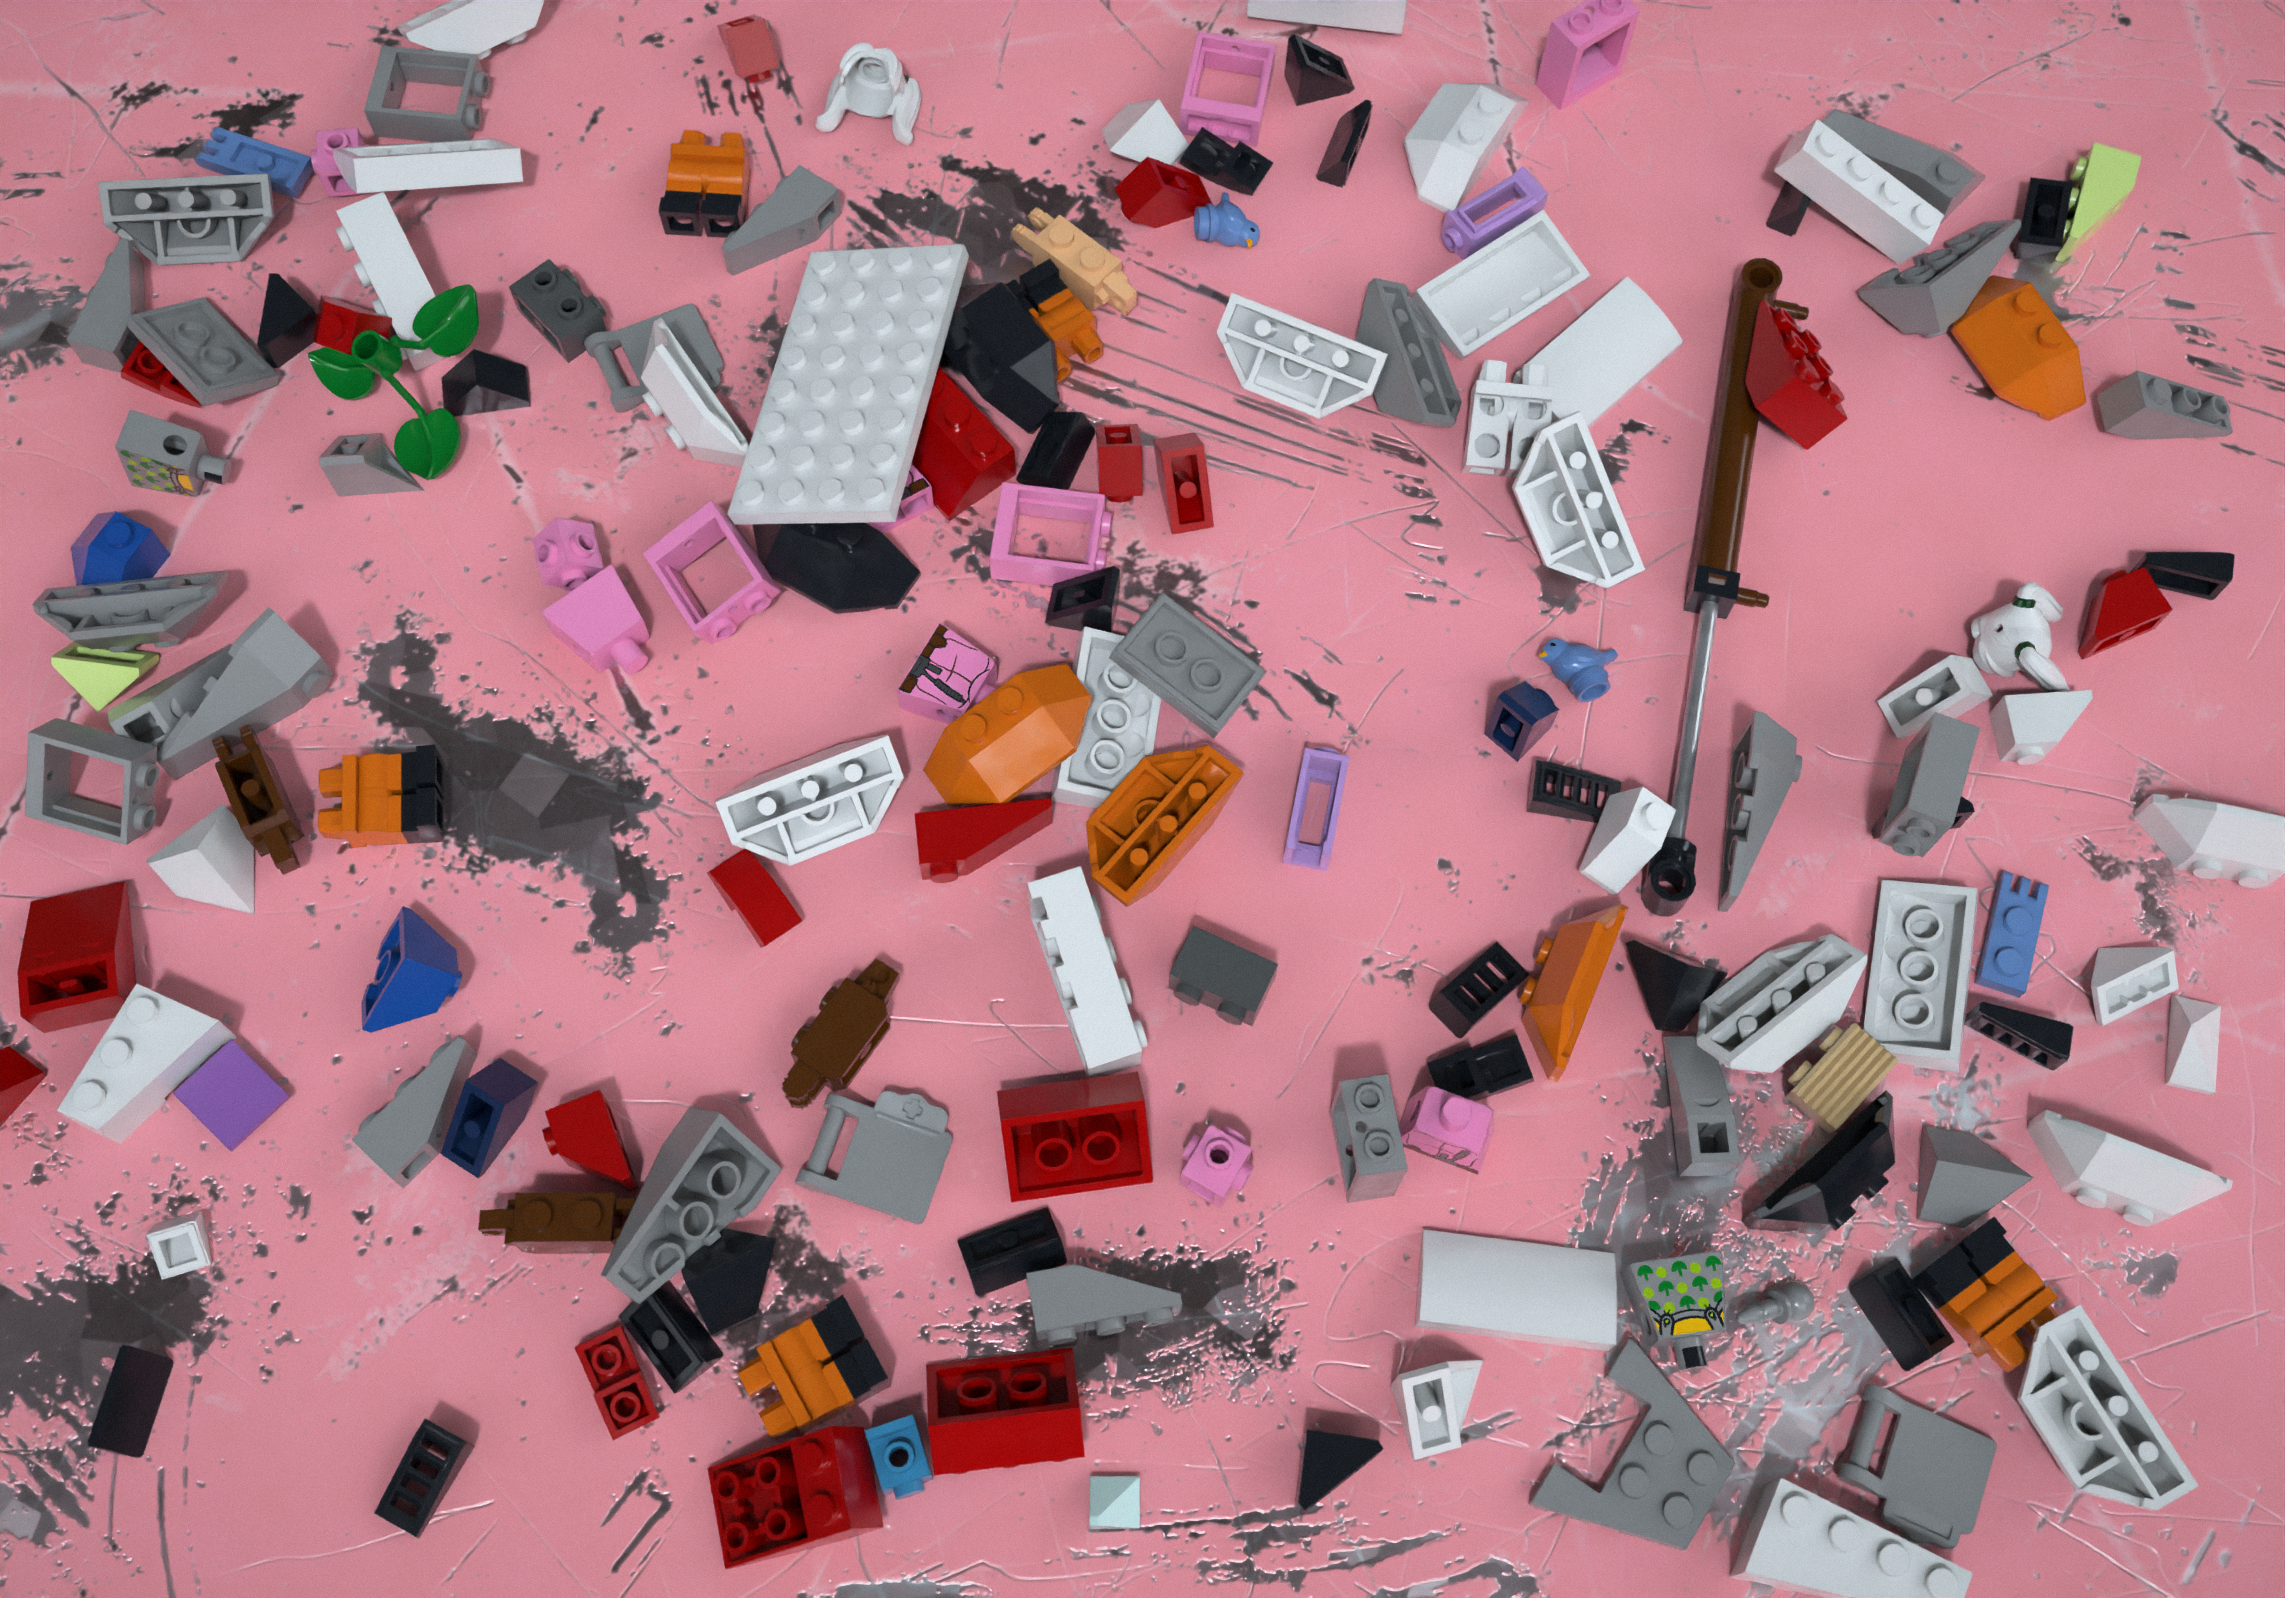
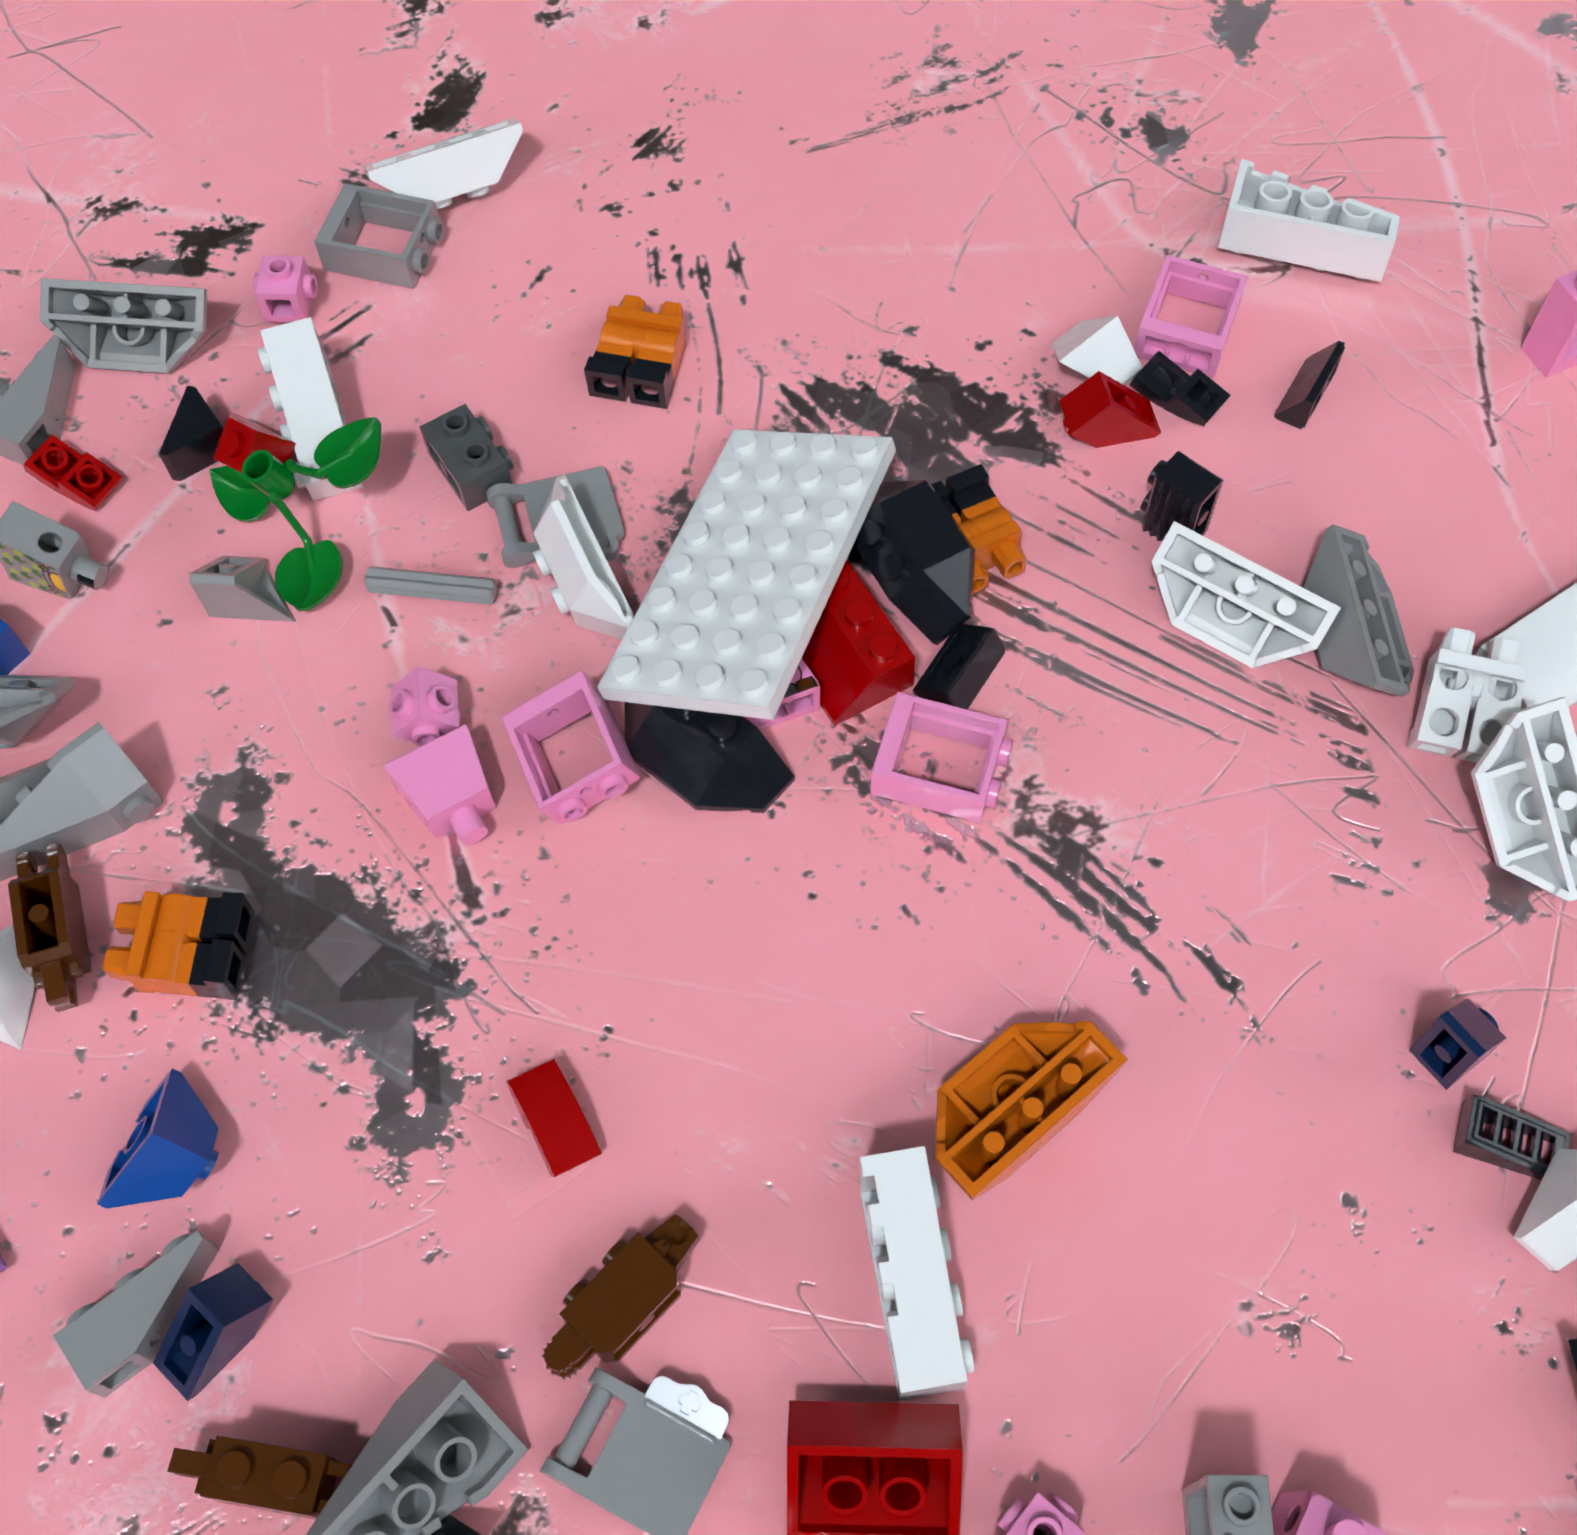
camera: 15 degrees right, 5 degrees down
(203, 351) = (107, 455): light grey tile -> none
(244, 155) = (227, 290): medium blue hinge -> none
(429, 165) = (364, 299): white slope -> none
(485, 385) = (378, 523): black slope -> none
(548, 439) = (431, 585): none -> light grey axle
(589, 1139) = (318, 1378): red slope -> none
(749, 47) = (705, 224): red slope -> none
(788, 220) = (713, 395): light grey slope -> none
(814, 801) = (635, 1017): white wedge -> none
(873, 87) = (823, 274): white hair -> none
(947, 678) = (810, 903): bright pink torso -> none
(967, 838) = (802, 1085): red slope -> none
(1010, 738) = (866, 978): orange wedge -> none
(1082, 263) = (1015, 472): light nougat hinge -> none
(1085, 601) = (970, 835): black slope -> none
(1116, 729) = (978, 968): white slope -> none
(1119, 461) = (1027, 686): red slope -> none
(1184, 482) = (1096, 718): red slope -> none
(1187, 664) = (1076, 922): light grey tile -> none
(1222, 977) = (1073, 1303): dark grey brick -> none
(1225, 224) = (1162, 445): medium blue animal -> none
(1236, 267) = (1180, 493): none -> black brick
(1314, 72) = (1283, 309): black slope -> none
(1324, 767) = (1222, 1064): lavender window -> none
(1458, 139) = (1433, 395): white wedge -> none
(1458, 1010) = (1353, 1388): black slope -> none
(1466, 238) = (1437, 498): lavender window -> none
(1483, 1070) = (1375, 1472): black slope -> none
(1500, 285) = (1469, 550): white slope -> none
(1567, 984) = (1490, 1383): orange wedge -> none
(1579, 667) = (1530, 989): medium blue animal -> none

